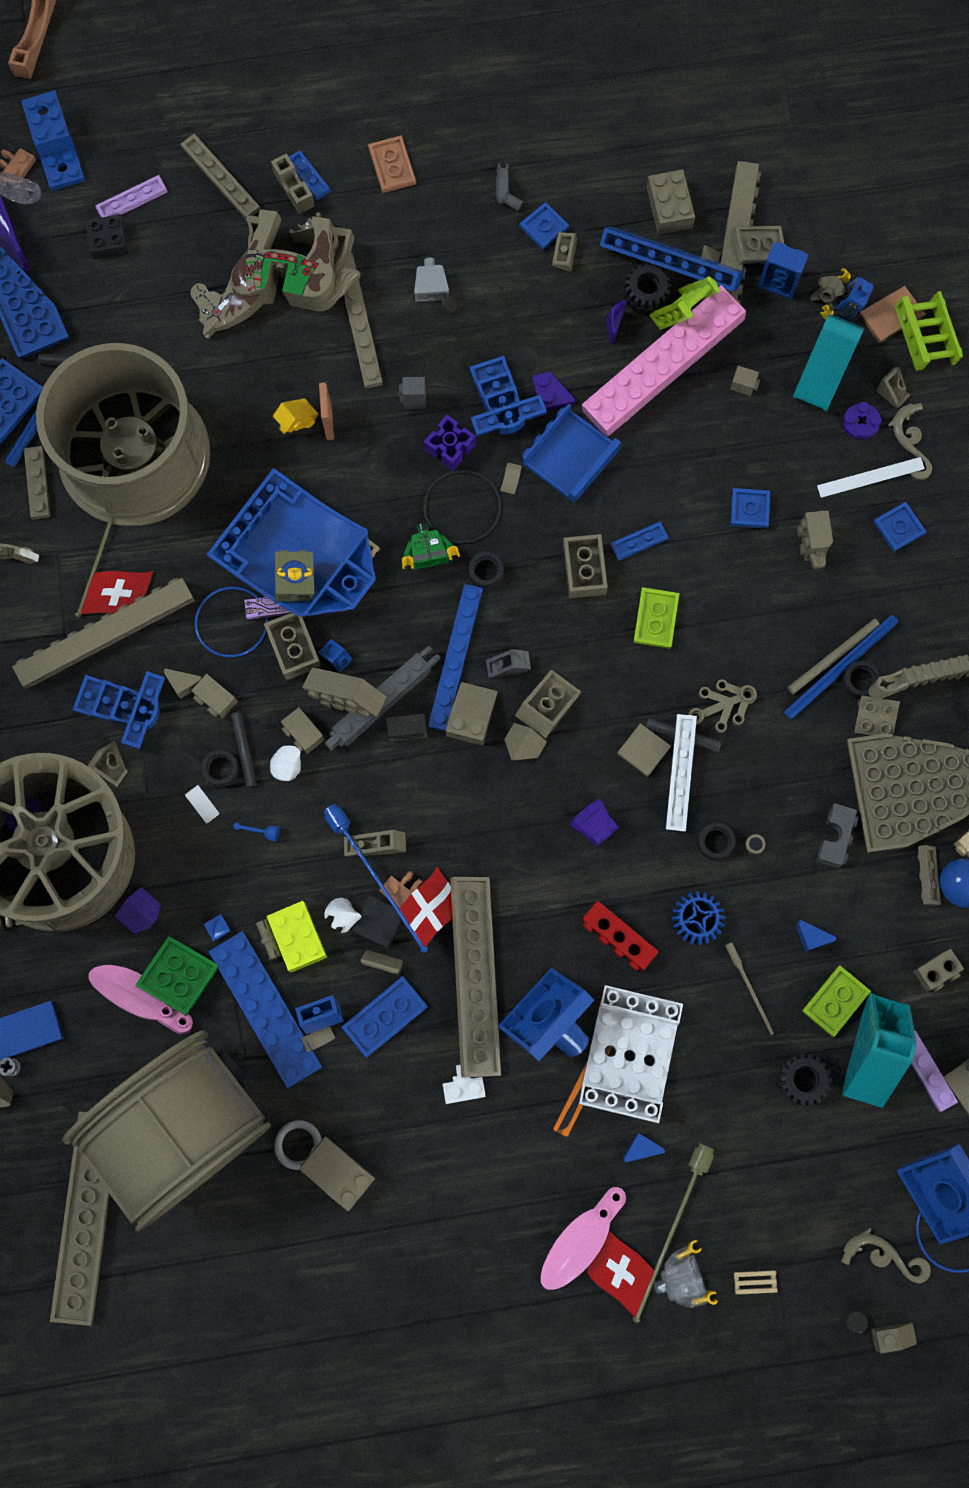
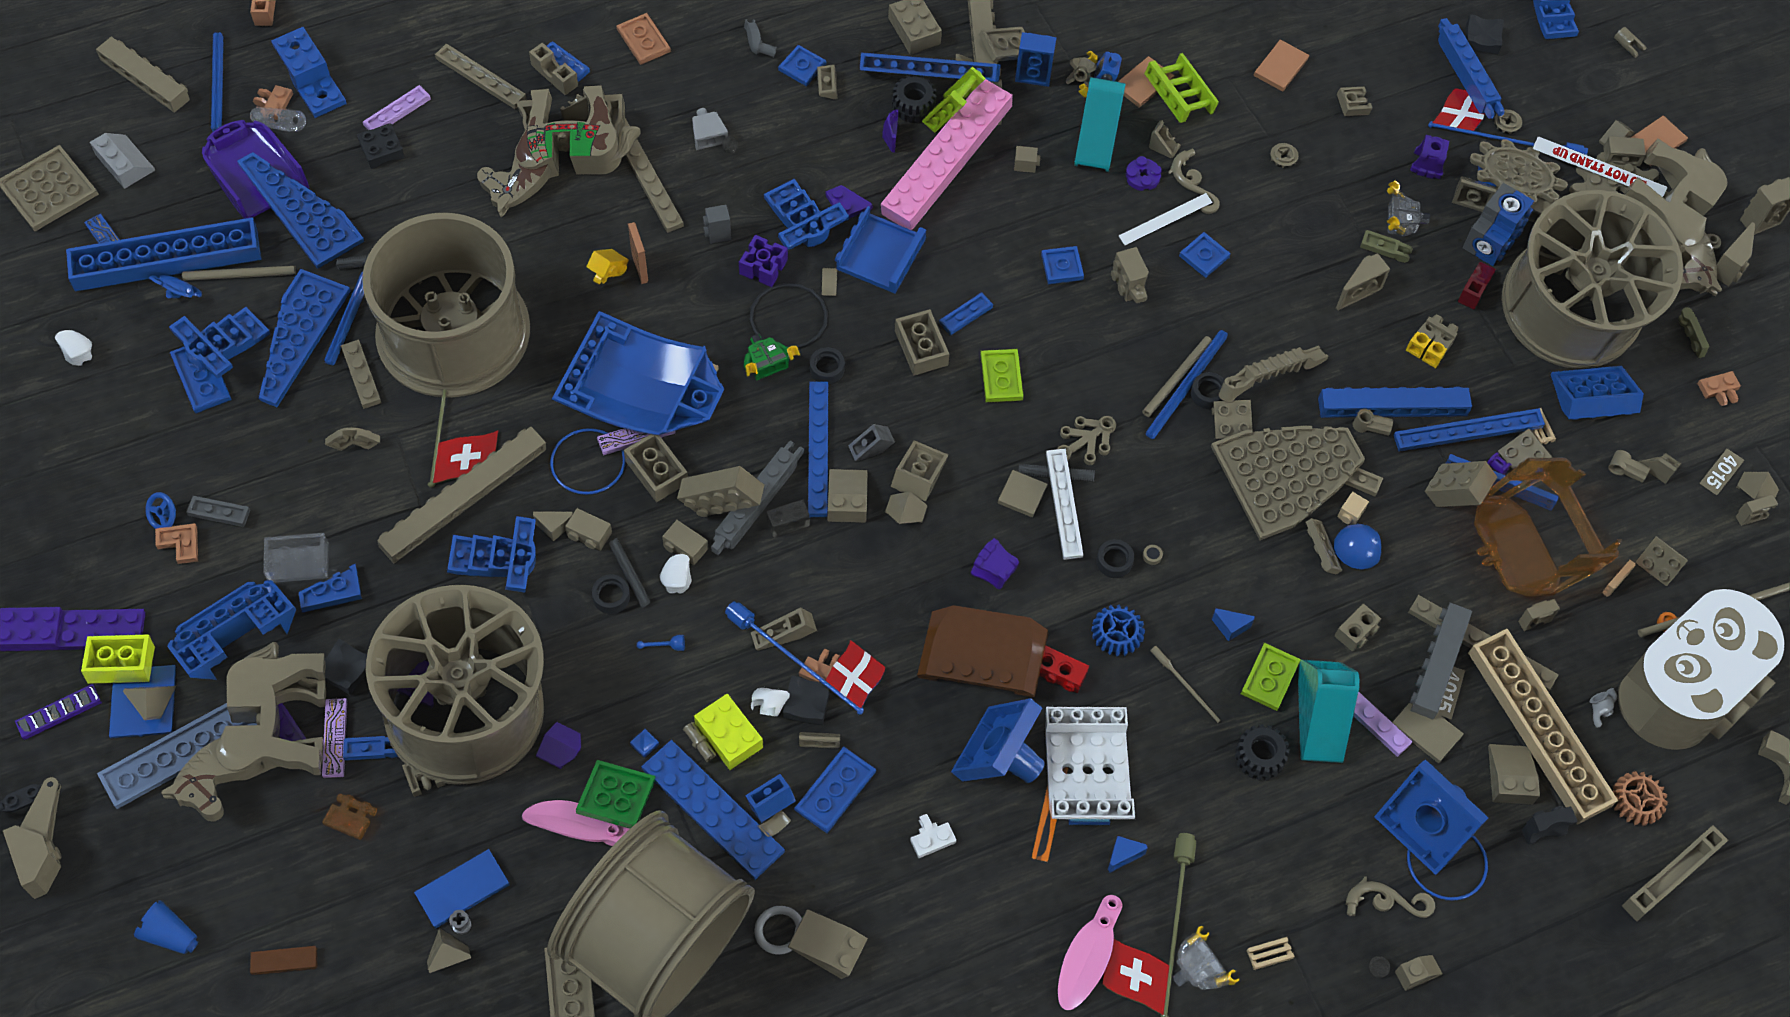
camera: 20 degrees left, 15 degrees down
(202, 804) = (599, 632): white sticker -> none
(294, 576) = (644, 400): olive panel -> none
(335, 655) = (699, 465): blue bracket -> none
(475, 977) = (917, 730): dark tan plate -> none
(560, 911) = (984, 649): none -> reddish brown slope
(843, 820) = (1228, 514): dark grey arch -> none

